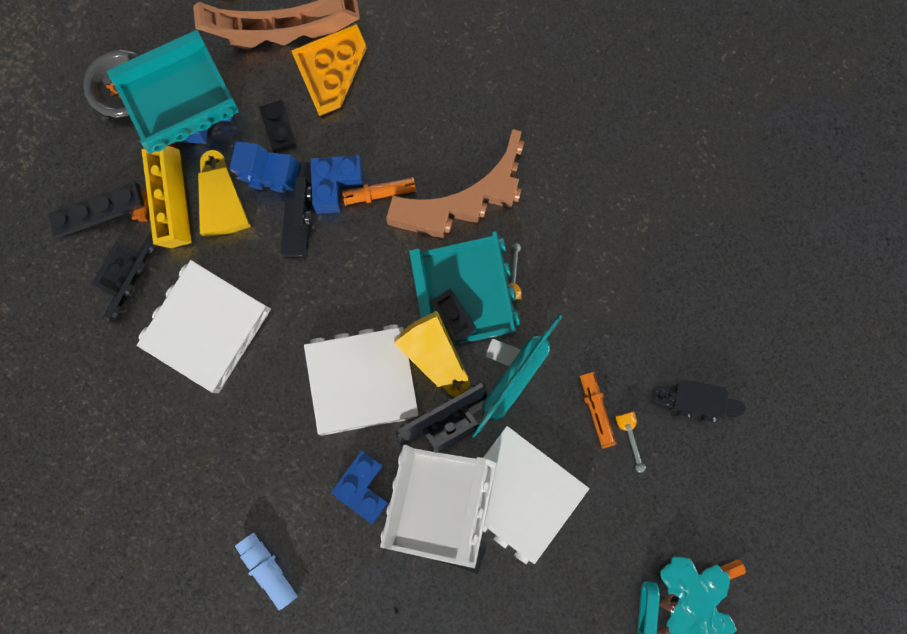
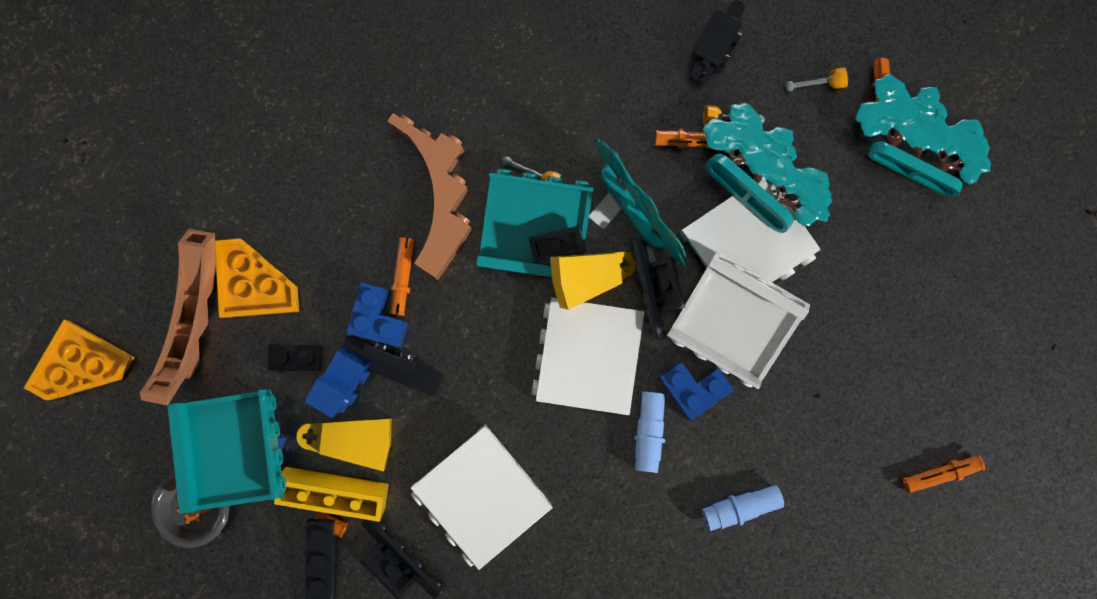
camera: 75 degrees left, 5 degrees up
(309, 460) = (650, 432): none -> light blue piece
(604, 487) = (768, 159): none -> teal plant
(707, 527) = (837, 79): none -> hinge

